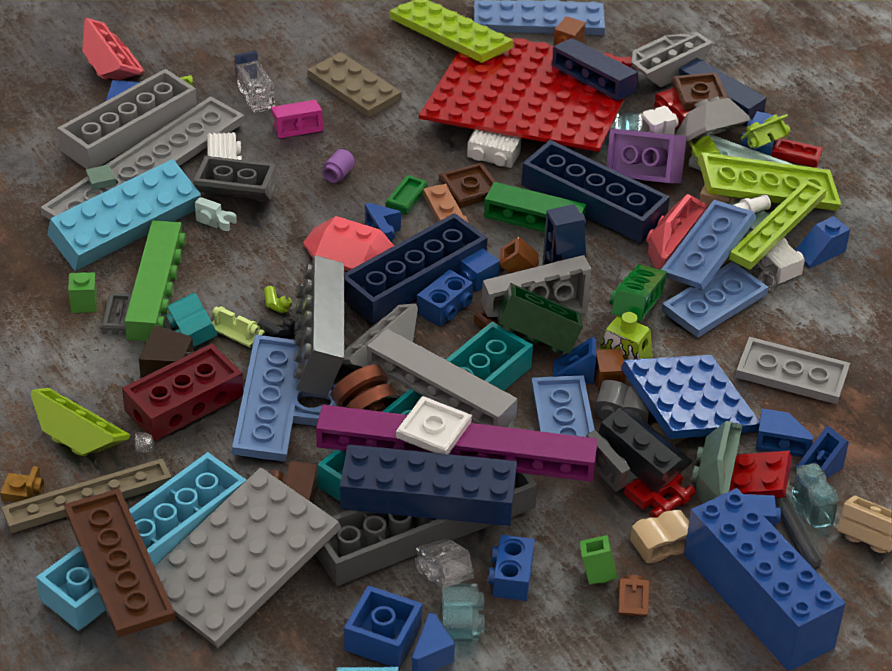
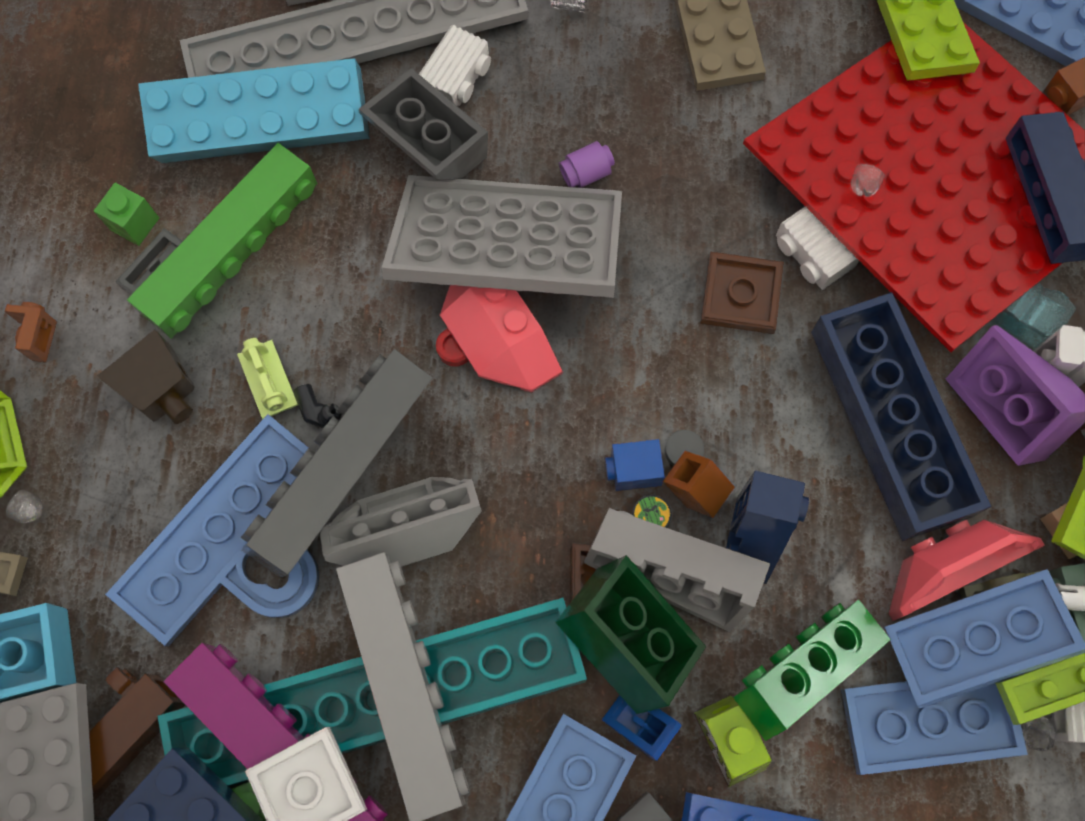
camera: 40 degrees right, 30 degrees up
(70, 363) = (35, 333): none -> dark orange bracket
(100, 177) = (275, 30): sand green tile -> none
(183, 391) = (75, 465): dark red brick -> none
(191, 319) = (215, 339): teal brick -> none
(212, 215) = (368, 162): light aqua plate -> none
(272, 302) = (344, 361): lime arm -> none
(297, 118) = (593, 50): dark pink hinge -> none
(325, 203) = (505, 236): none -> light grey plate
(365, 390) = (304, 629): copper wheel -> none
(383, 218) = (562, 313): blue slope -> none
(406, 194) = (647, 262): green tile -> none
(410, 267) = (545, 415): dark blue brick -> none
(441, 202) = (676, 318): nougat plate -> none
(444, 298) = (551, 480): blue brick -> none
(502, 96) = (866, 180): none -> clear hinge
(522, 206) = (792, 397): green brick -> none
(608, 366) = (684, 762): dark orange brick -> none

